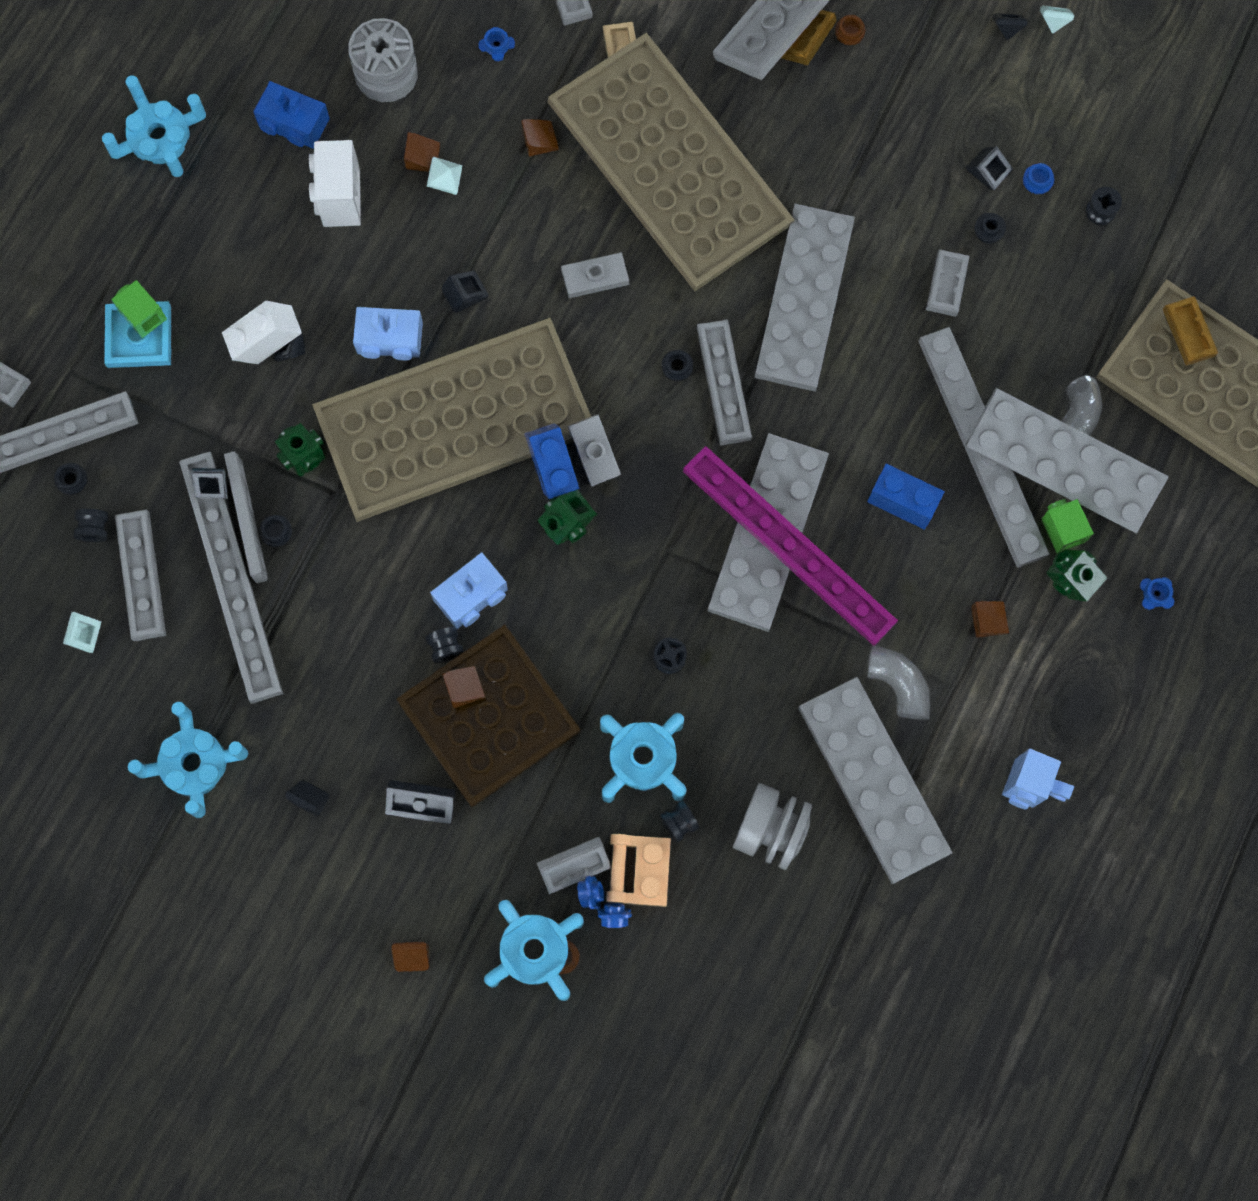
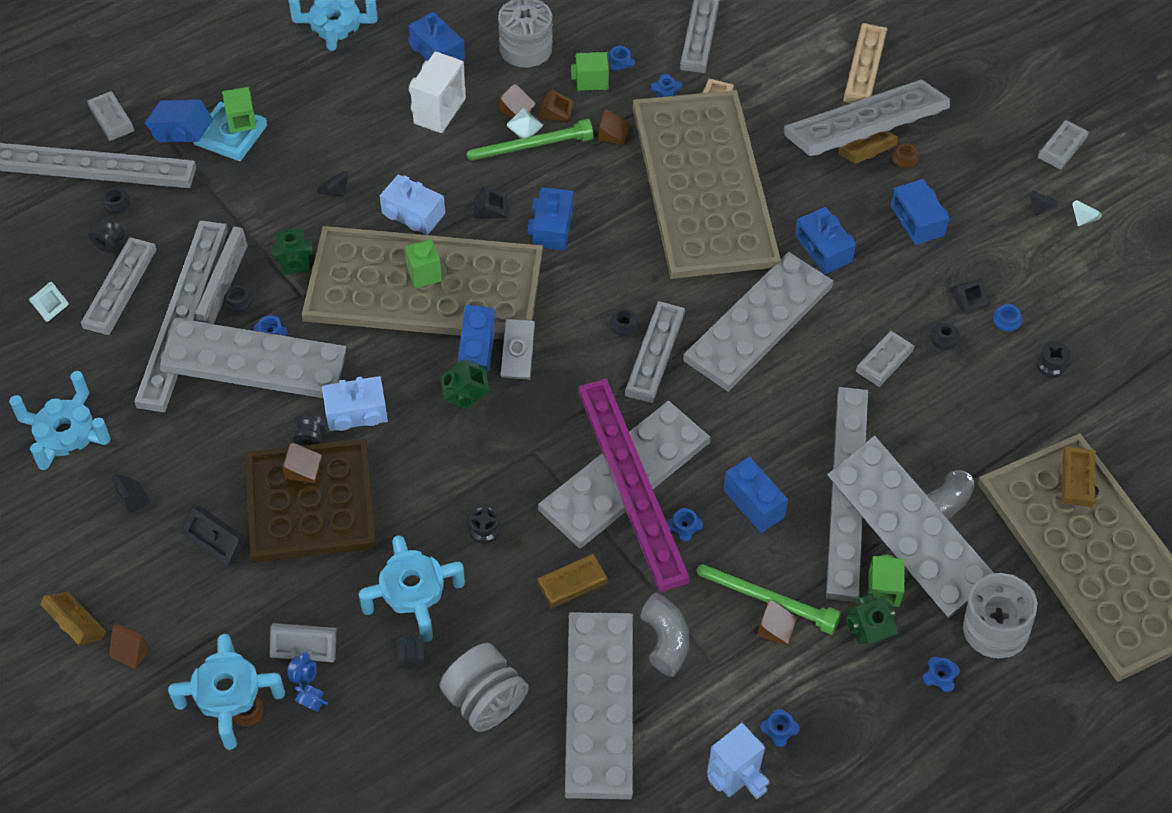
camera: 30 degrees right, 20 degrees down
(79, 353) = (179, 121): none -> blue brick
(209, 483) = (209, 240): black slope -> none
(261, 332) = (316, 160): white brick -> none
(329, 540) = (270, 323): none -> blue plate
(336, 592) = (251, 358): none -> light grey plate
(340, 955) = (73, 618): none -> pearl gold plate
(449, 403) = (423, 263): none -> bright green brick
(463, 137) = (555, 107): none -> reddish brown slope
(477, 75) = (590, 71): none -> bright green brick
(508, 155) = (582, 131): none -> bright green piece
(540, 279) = (552, 218): none -> blue brick
(562, 64) = (666, 86): none -> blue plate
(595, 275) = (598, 236): light grey plate -> none
(650, 870) = (363, 681): light nougat plate -> none
(784, 671) = (572, 581): none -> pearl gold plate
(824, 172) = (825, 240): none -> blue brick
(862, 554) = (685, 516): none -> blue plate
(898, 93) = (920, 211): none -> blue brick
(1031, 591) = (824, 618): none -> bright green piece
(1053, 717) = (779, 718): none -> blue plate
(1189, 497) = (999, 615): none -> light grey wheel

